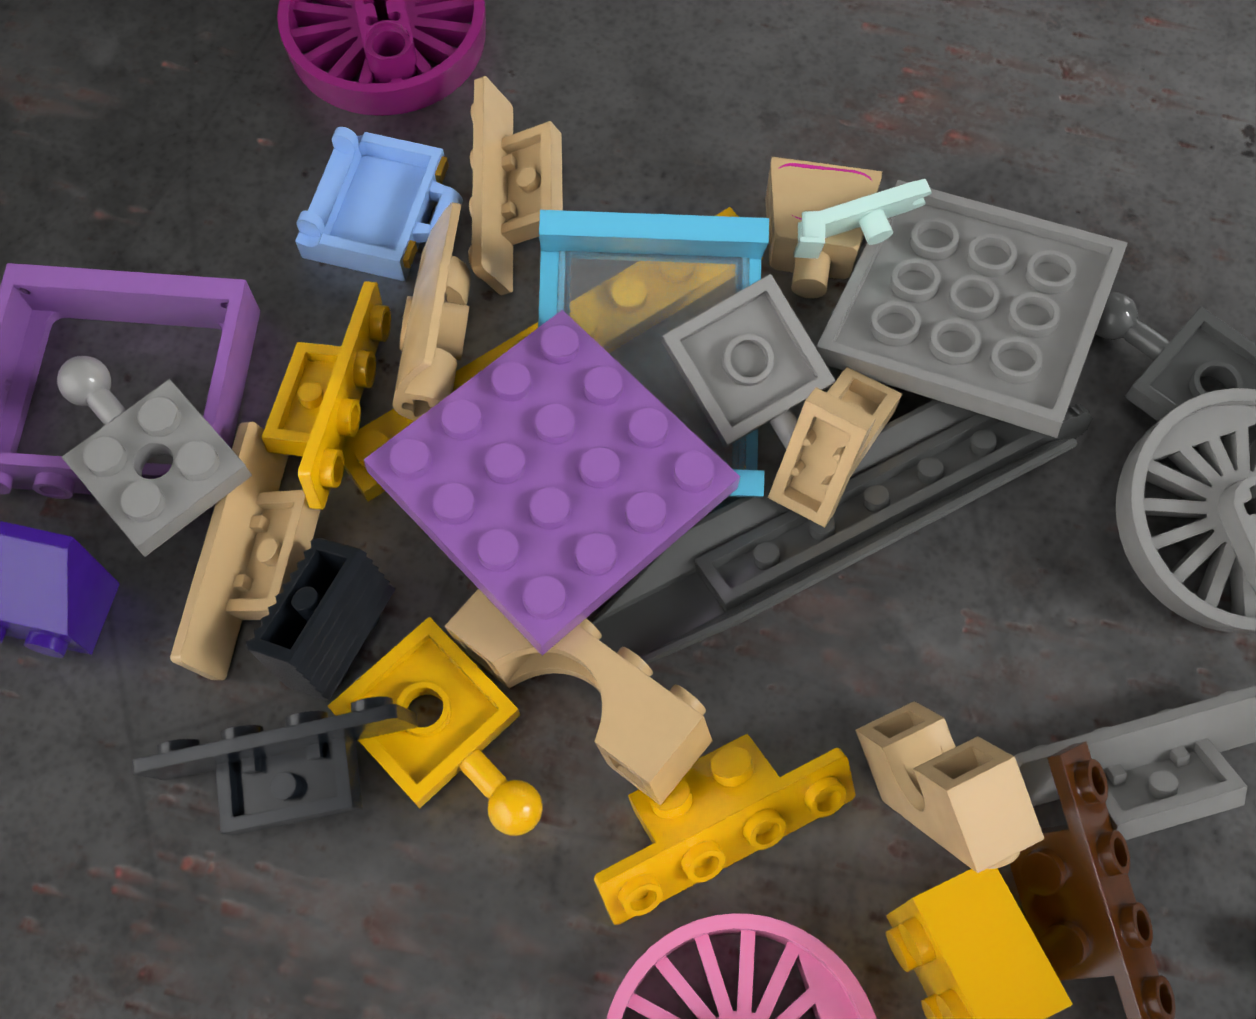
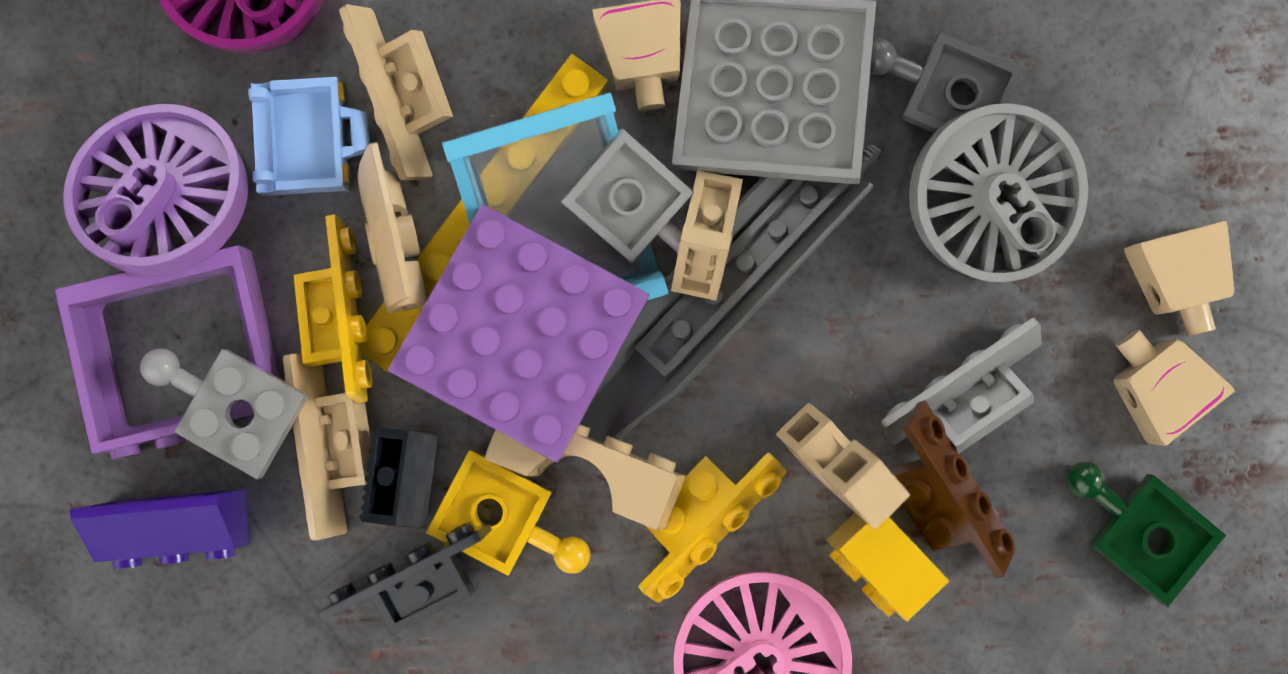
camera: 20 degrees left, 20 degrees up
(174, 176) = (155, 189): none -> medium lavender piece
(866, 212) = (680, 45): light aqua piece -> none

